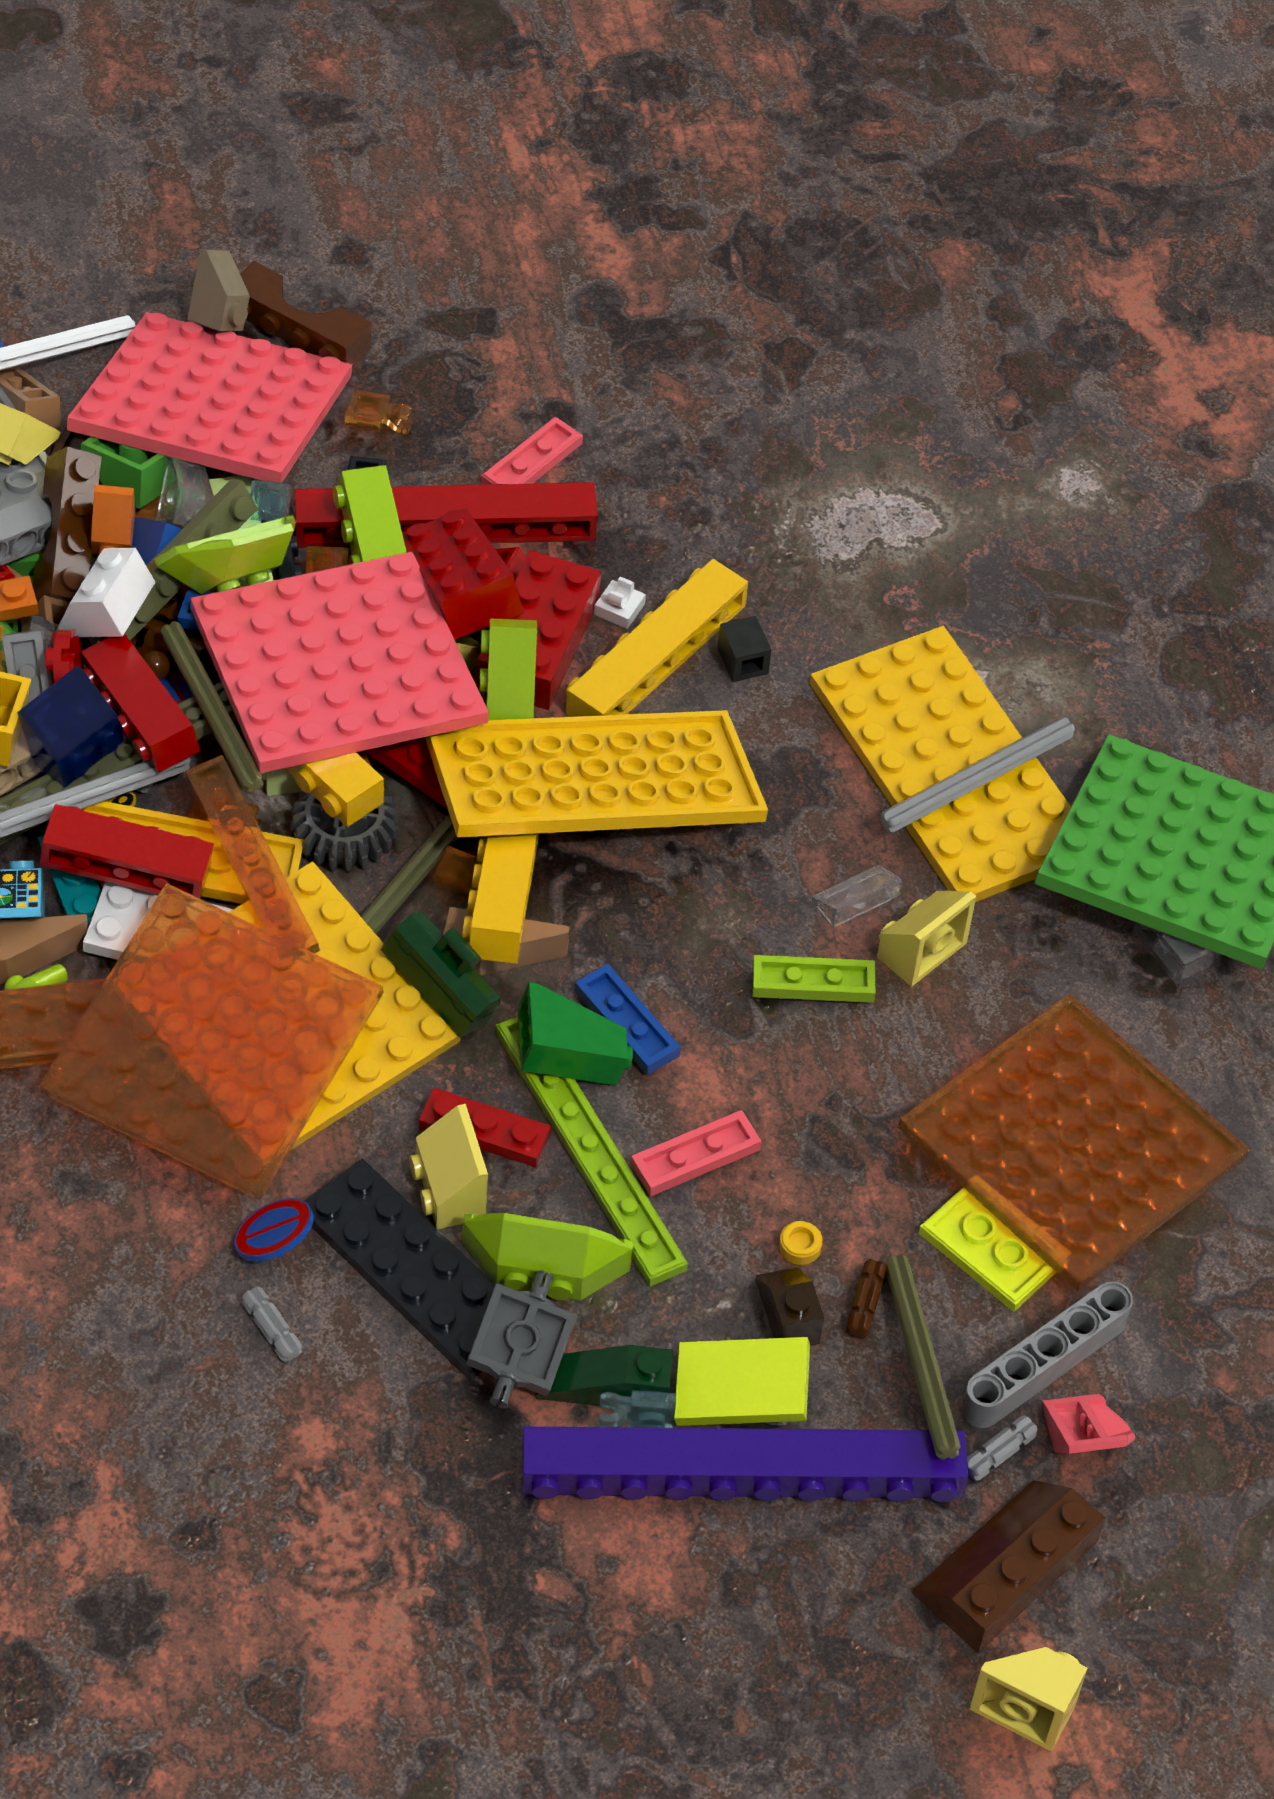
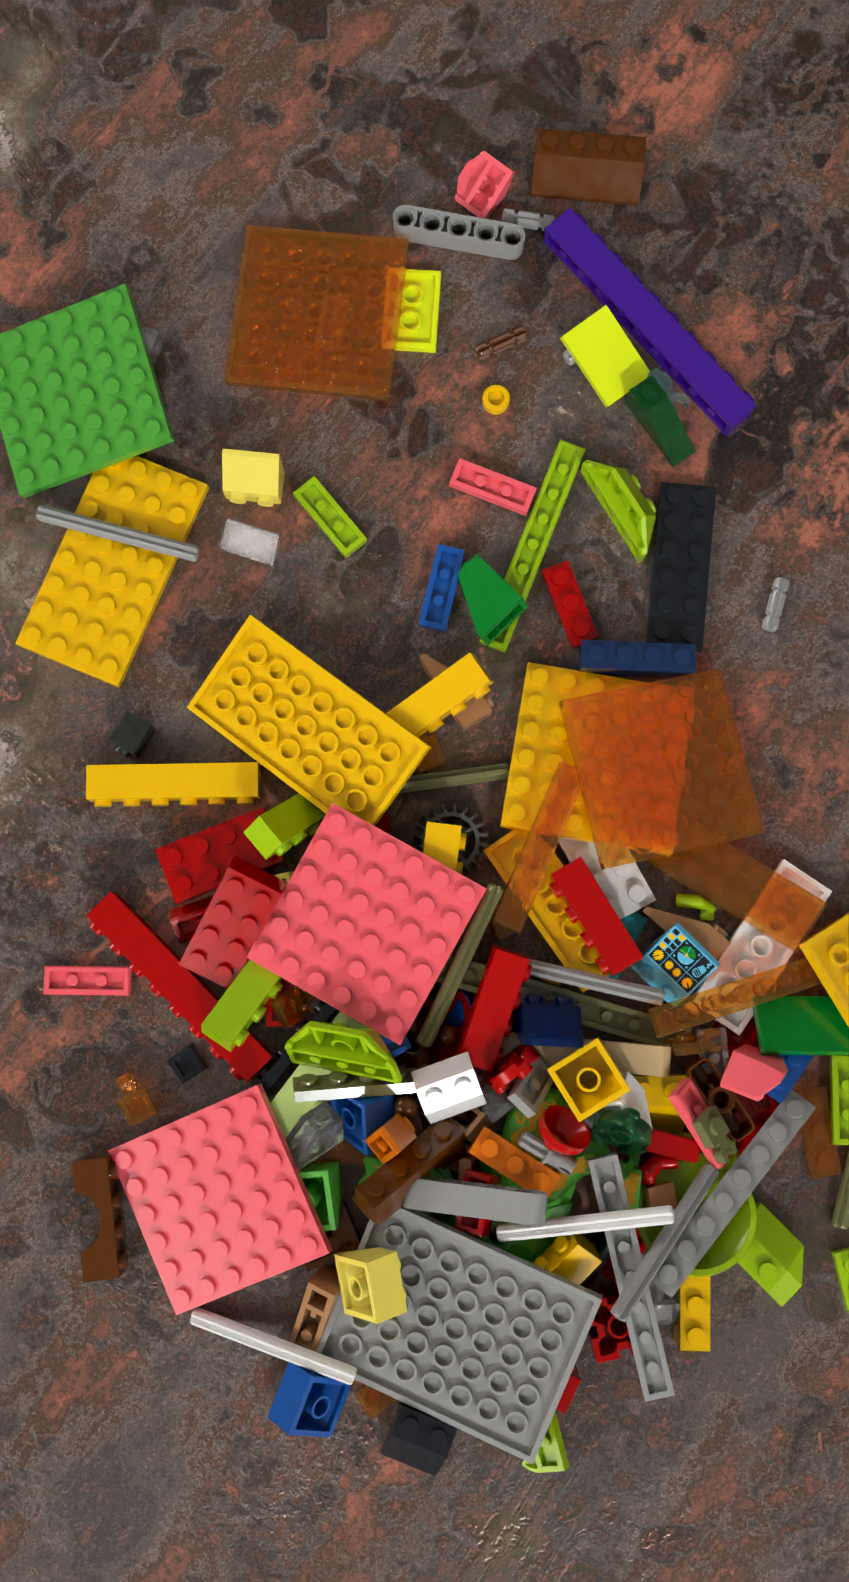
camera: 125 degrees left, 30 degrees up
(218, 292) = (133, 1274): dark tan slope -> none
(271, 500) = (277, 1078): clear light blue plate -> none
(274, 1229) = (729, 645): piece -> none
(355, 1127) = (637, 658): none -> dark blue brick
(442, 972) = (510, 694): dark green piece -> none
(450, 1169) = (620, 587): light yellow slope -> none
(521, 1339) = (684, 470): dark grey plate -> none
(620, 603) = (155, 834): white tile -> none
(791, 1304) = (540, 371): dark brown slope -> none
(922, 1357) = (519, 281): olive axle -> none
(1030, 1693) = (656, 96): light yellow slope -> none

